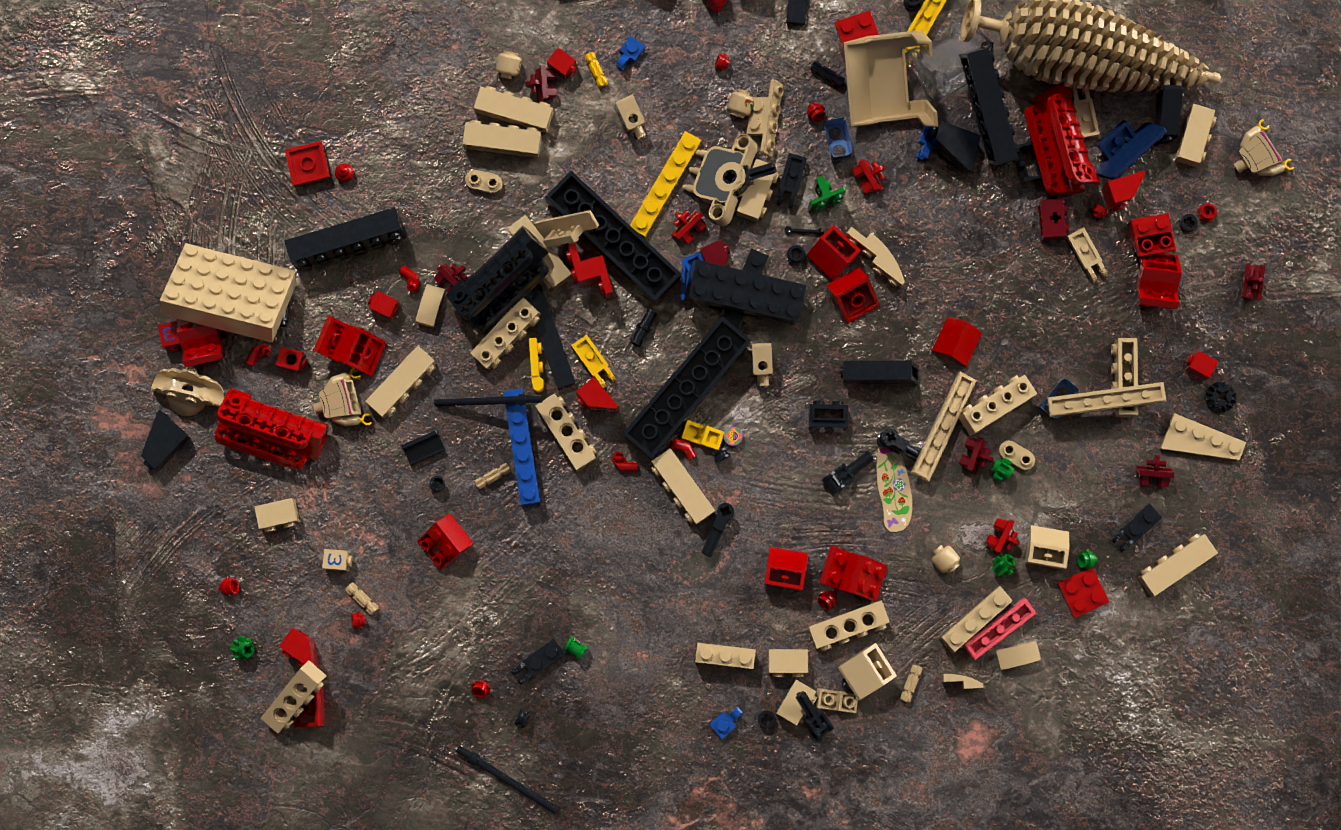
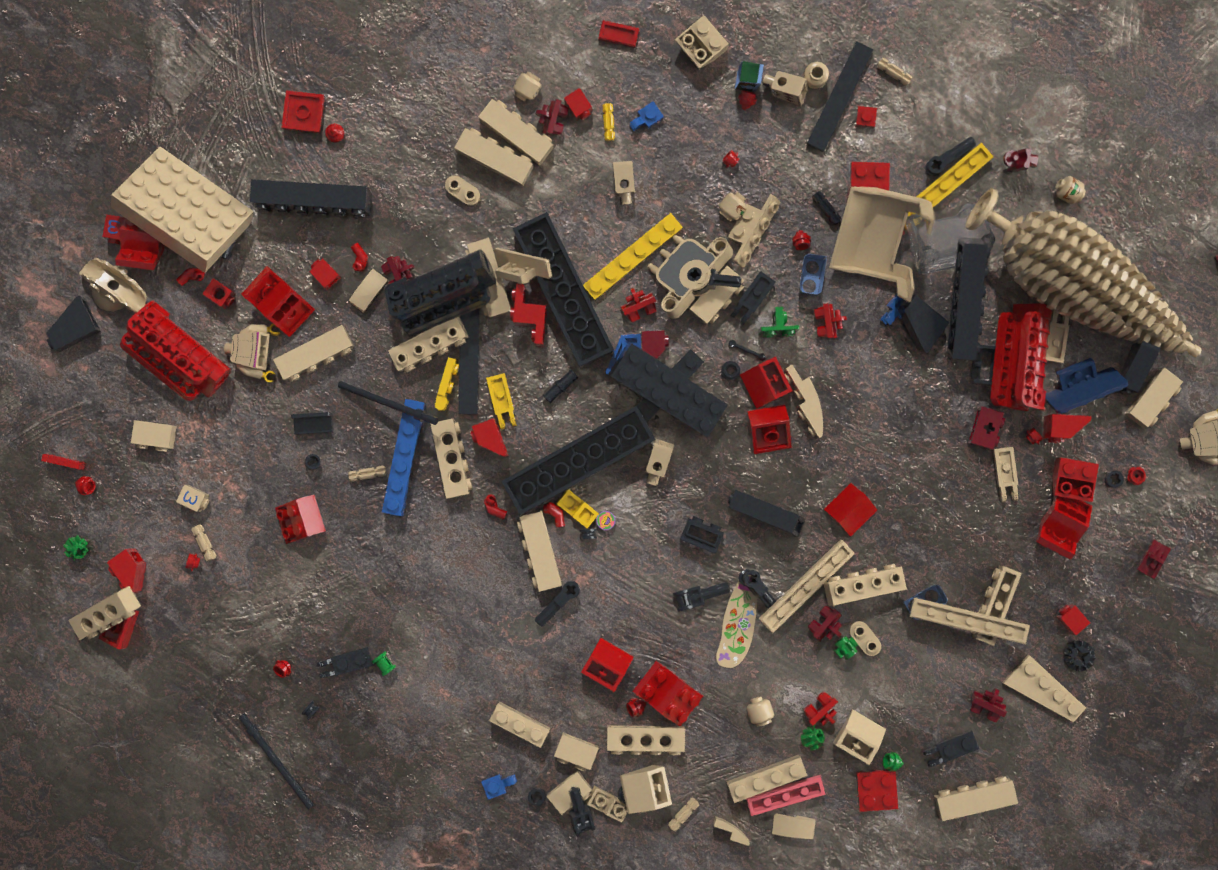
camera: 25 degrees right, 5 degrees up
(200, 571) = (63, 461): none -> red tile

